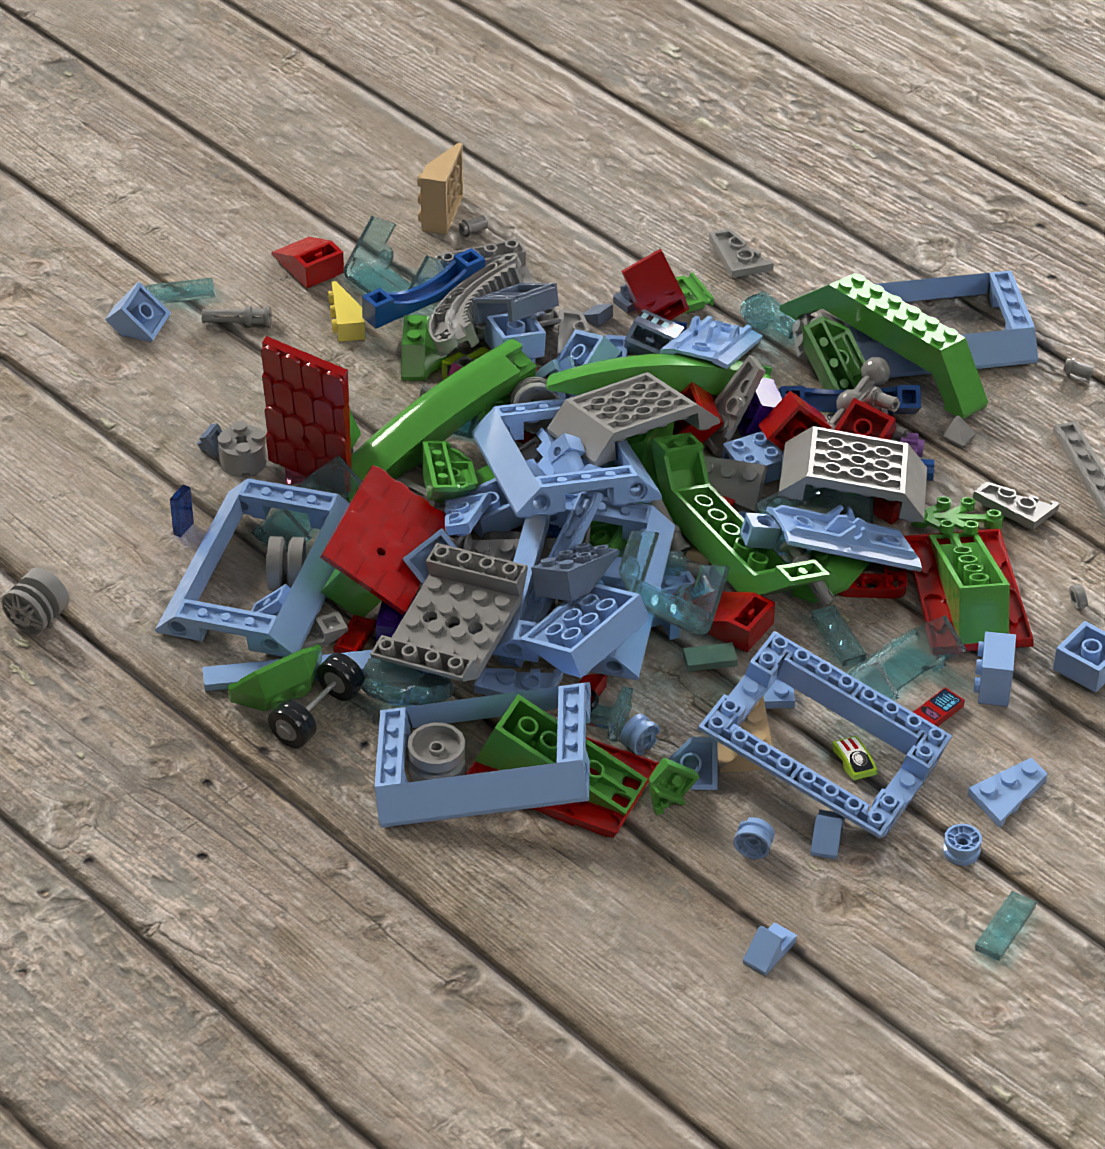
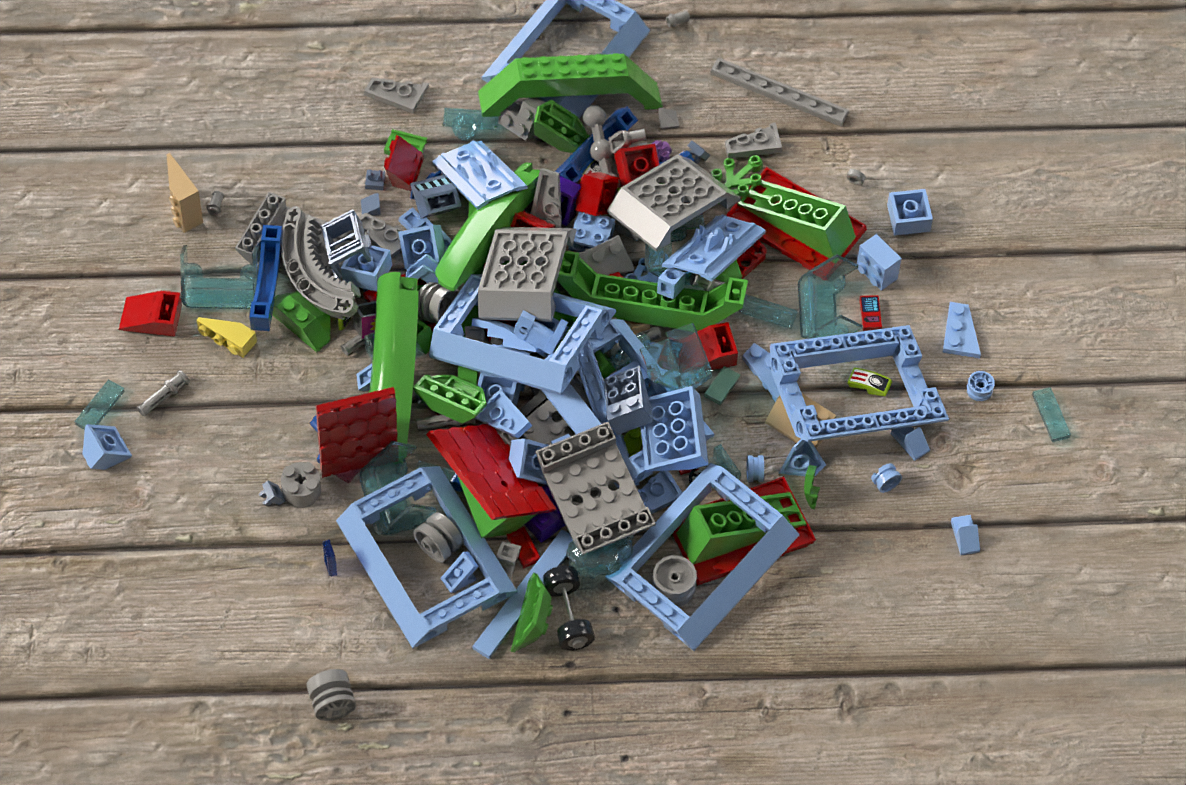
camera: 50 degrees left, 15 degrees up
(947, 473) = (698, 151): none -> sand blue tile

